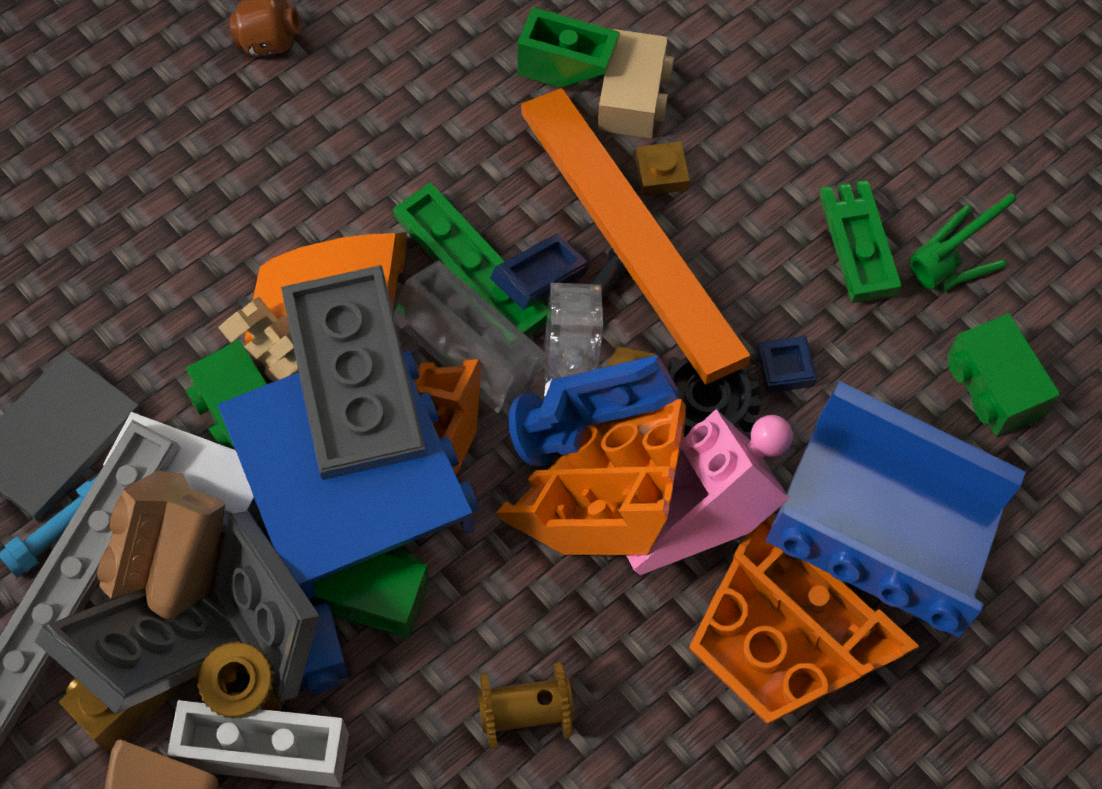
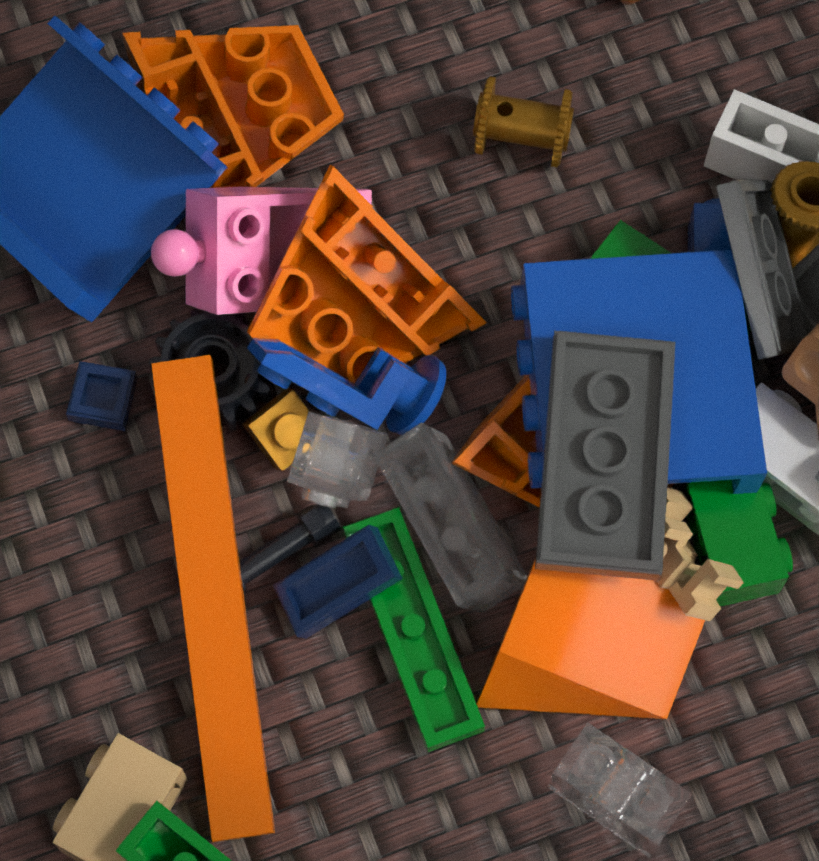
camera: 160 degrees left, 5 degrees up
(280, 195) = (619, 790): none -> clear brick
(662, 168) = (133, 689): pearl gold plate -> none

